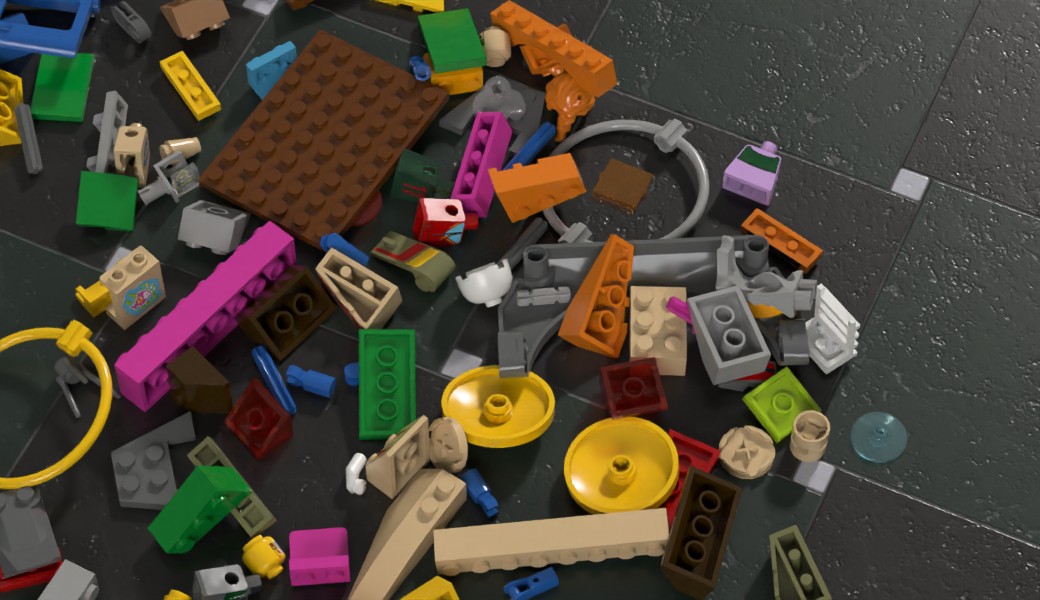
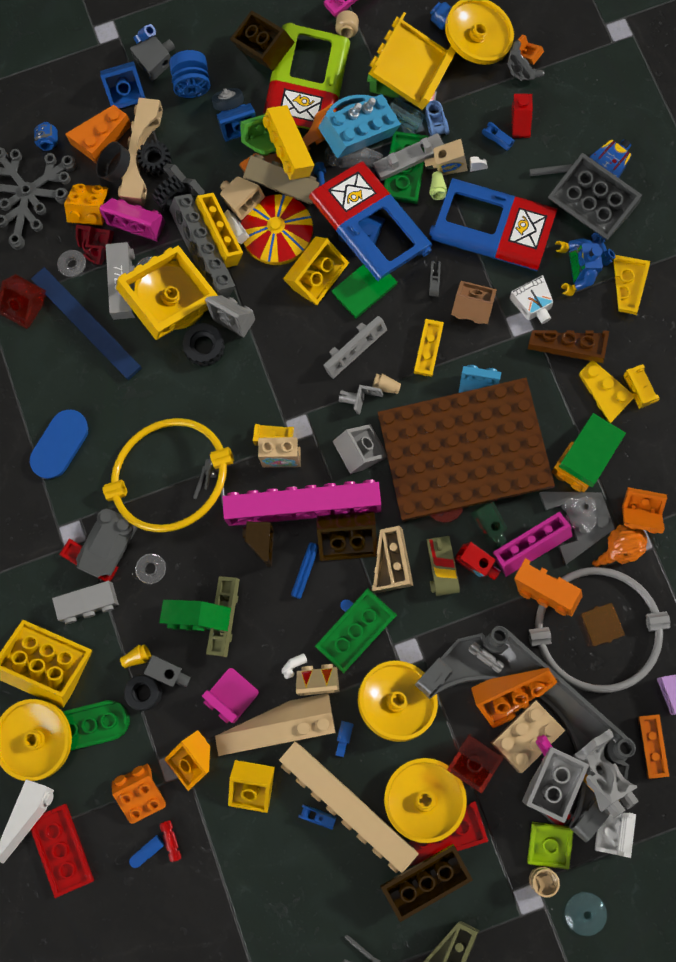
camera: 55 degrees right, 20 degrees up
(28, 138) = (317, 306): dark grey axle -> none
(99, 531) = (158, 573): none -> clear piece
(107, 201) = (318, 384): green slope -> none
(131, 143) = (357, 366): tan torso -> none
(145, 466) = (197, 561): dark grey wing -> none
(185, 179) = (371, 406): clear tile -> none
(260, 420) = (273, 589): clear red slope -> none
(263, 557) = (203, 669): yellow head -> none
(311, 381) = (322, 590): blue bar -> none
(338, 243) = (408, 530): blue bar -> none
(419, 68) = (553, 457): blue bar -> none
(448, 445) = (349, 699): tan tile -> none
(486, 283) = (463, 619): white cylinder -> none
(496, 46) = (614, 474): tan head -> none
(528, 238) = (505, 612): dark grey axle -> none
(533, 145) = (567, 559): blue axle -> none
(586, 65) = (644, 537): orange arch -> none
(746, 452) = (504, 852): tan tile -> none

